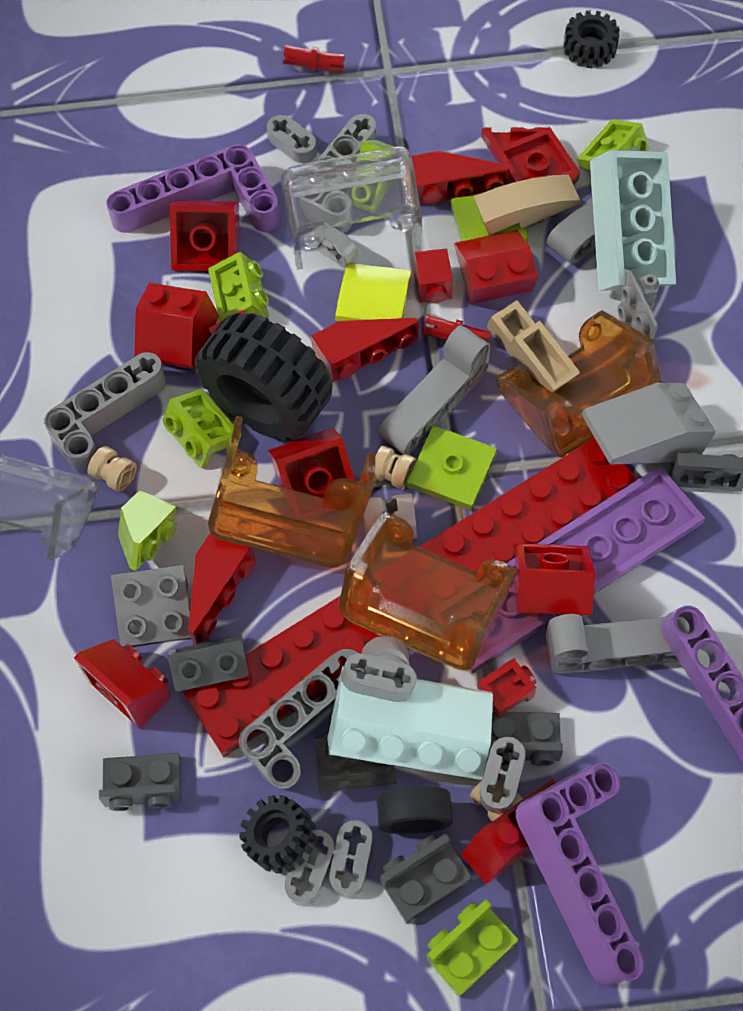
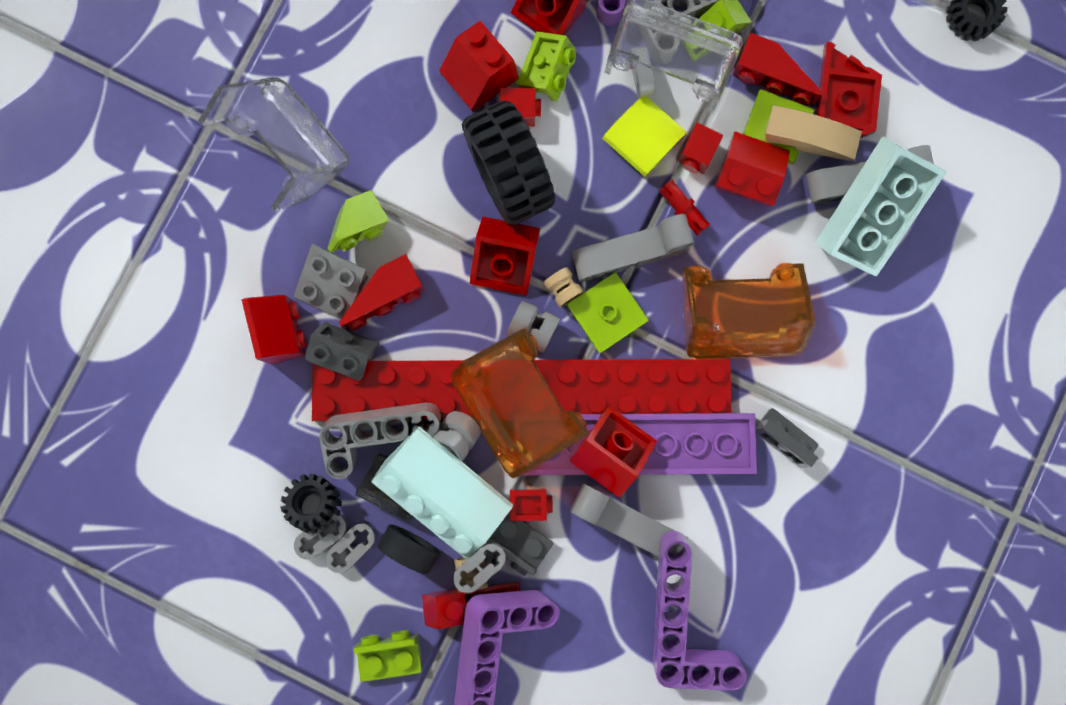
camera: 25 degrees right, 20 degrees up
(114, 470) = (365, 157): tan wheel -> none
(141, 380) = (391, 106): light grey beam -> none
(141, 780) = (248, 404): dark grey bracket -> none
(198, 425) = (448, 162): lime bracket -> none
(287, 519) = (459, 281): clear orange windscreen -> none
(357, 343) = (600, 168): red slope -> none
(378, 677) = (441, 447): light grey beam -> none
(424, 877) = (389, 592): dark grey bracket -> none
(532, 347) = (731, 258): tan slope -> none
(617, 136) = (919, 125): lime bracket -> none
(638, 302) = (828, 277): light grey hinge -> none
(650, 425) = (766, 382): light grey slope -> none

